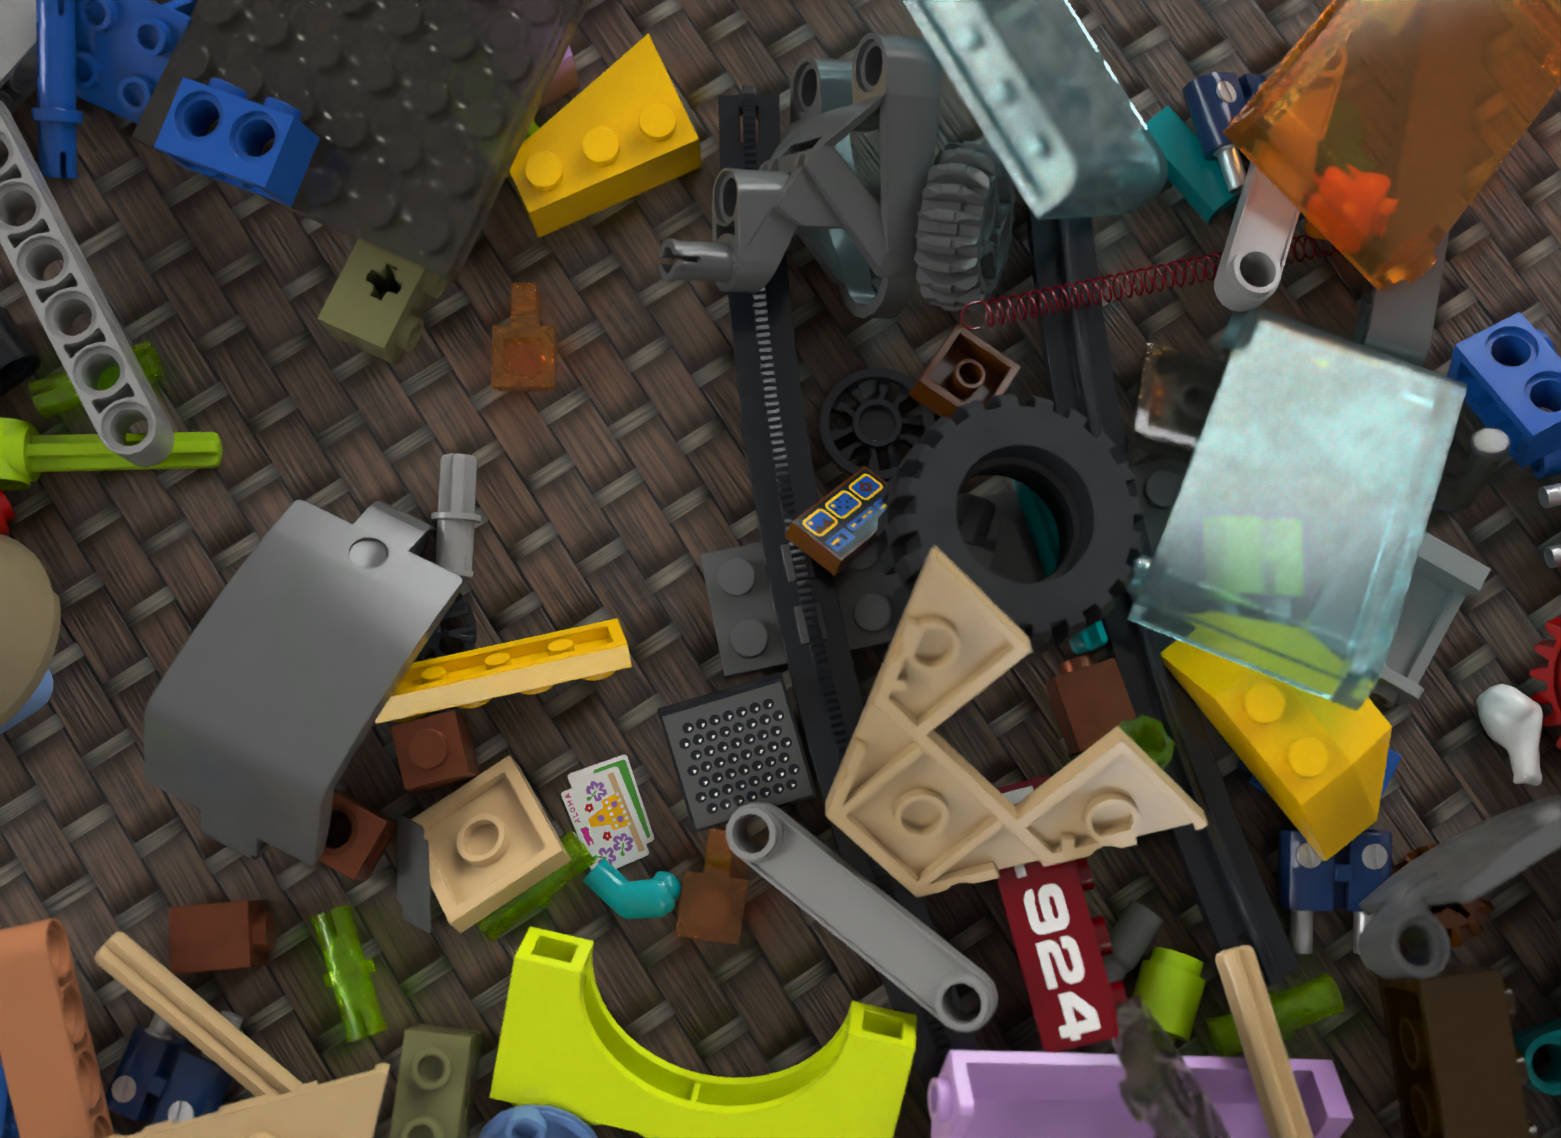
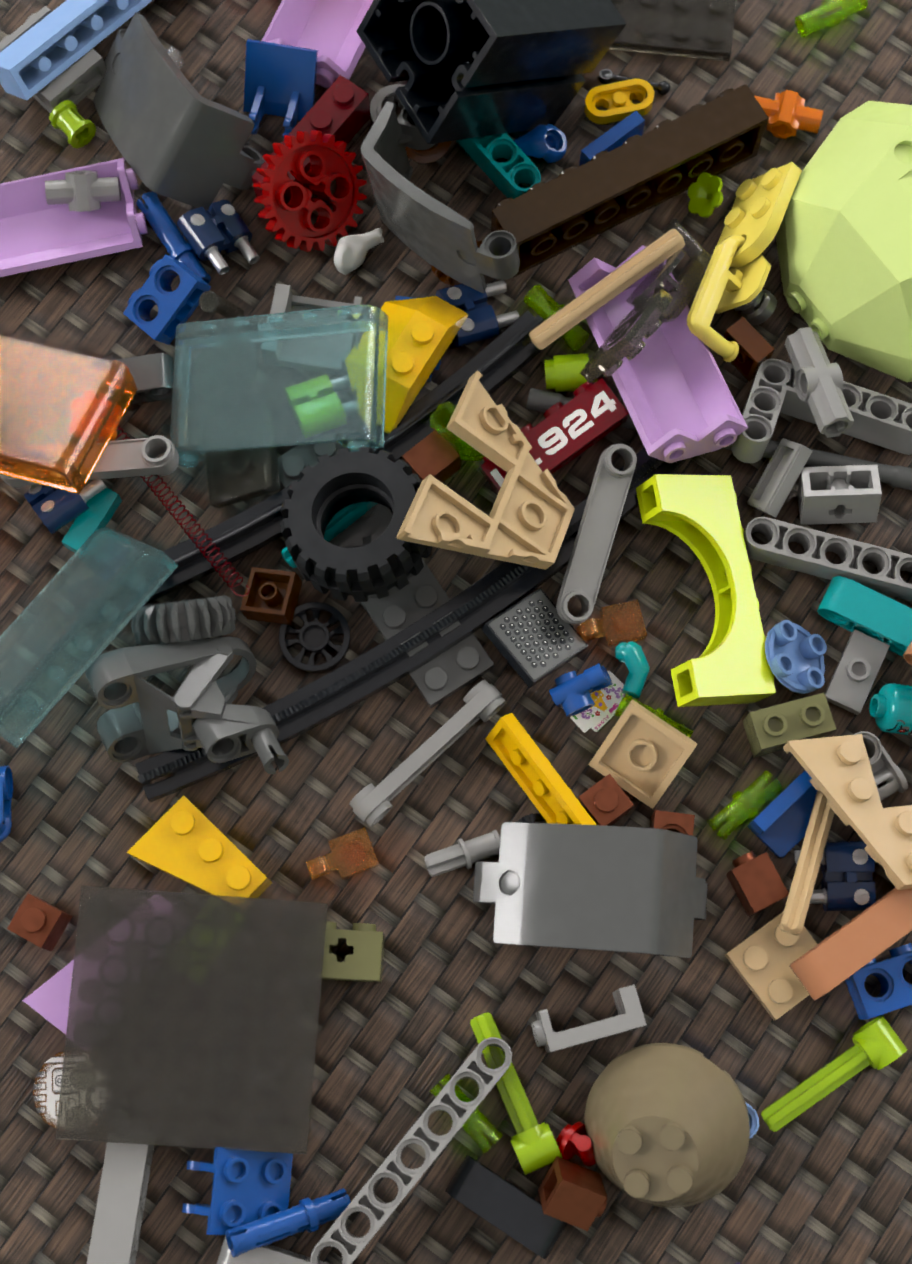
camera: 110 degrees left, 5 degrees down
(97, 900) = (765, 962): none -> tan plate
(112, 588) = (629, 1017): none -> light grey panel
(235, 145) = (302, 1065): blue brick -> none
(303, 1027) = (786, 817): none -> blue panel
(413, 873) = (676, 788): dark grey sticker -> none
(628, 782) = (574, 691): none -> blue plate
(670, 632) = (374, 802): none -> light grey piece
(841, 522) = (382, 622): tile -> none

